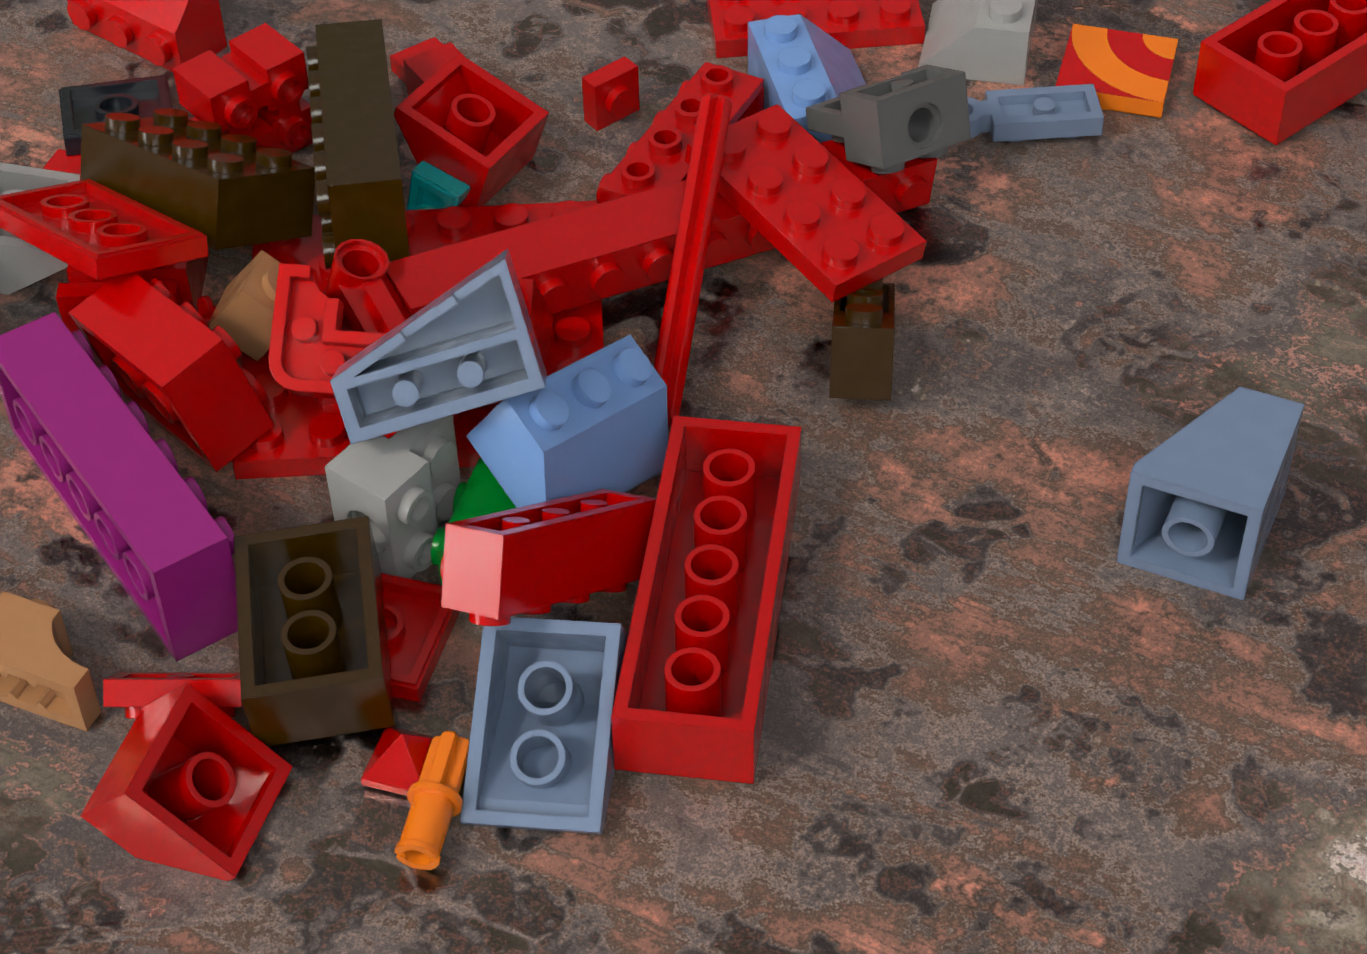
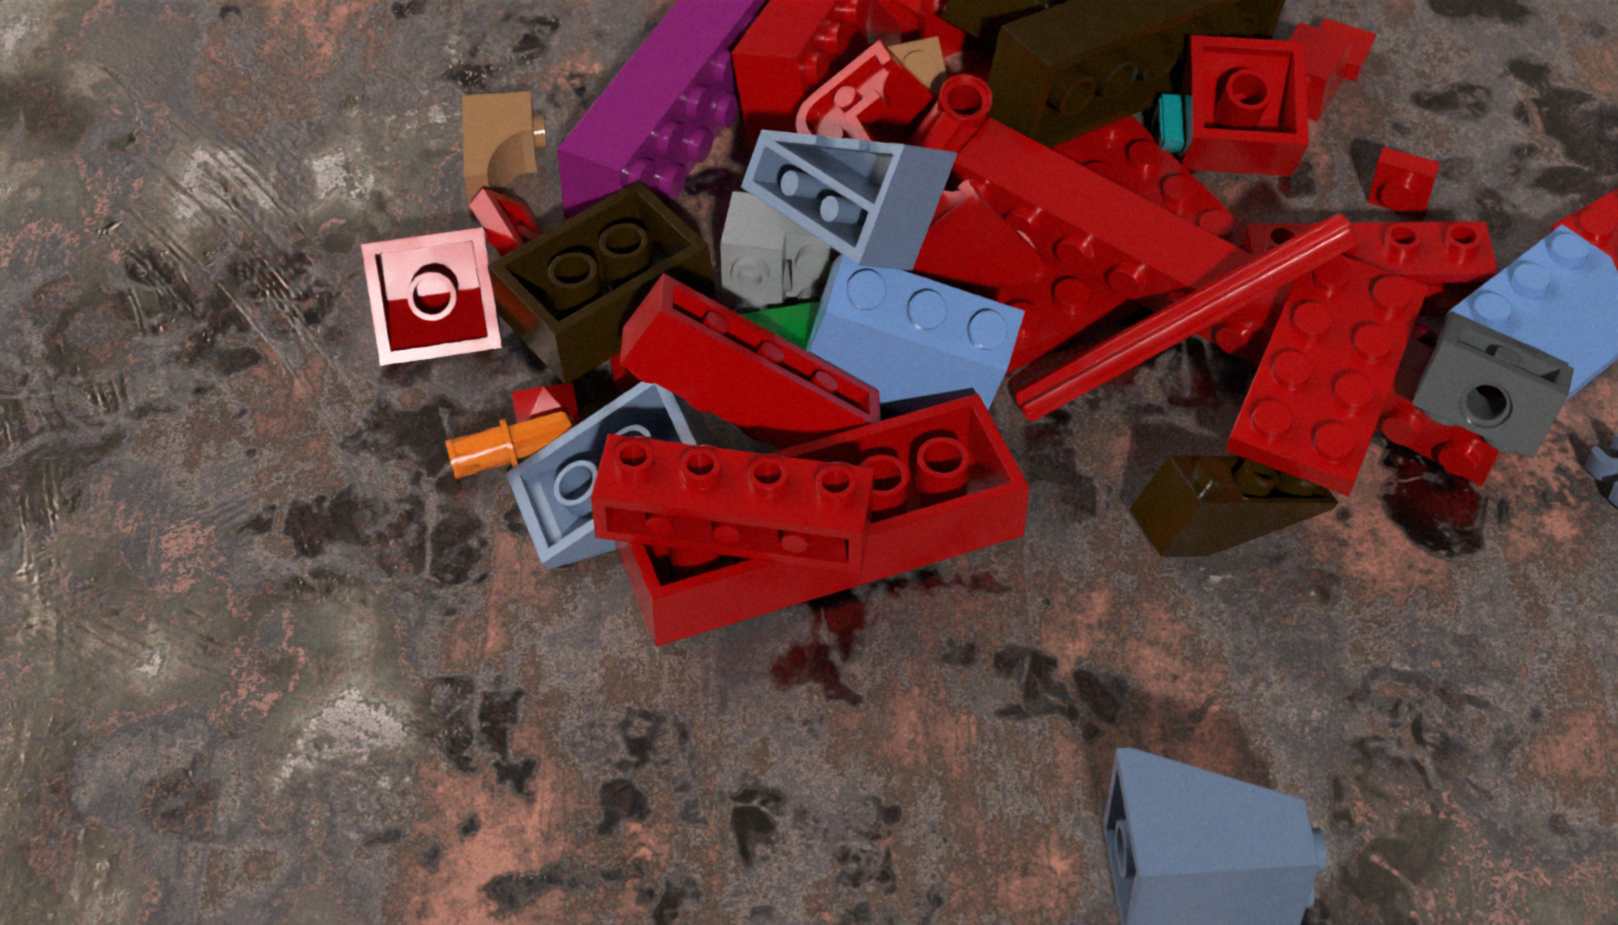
camera: 60 degrees right, 5 degrees up
(700, 616) = (733, 502): none -> red brick

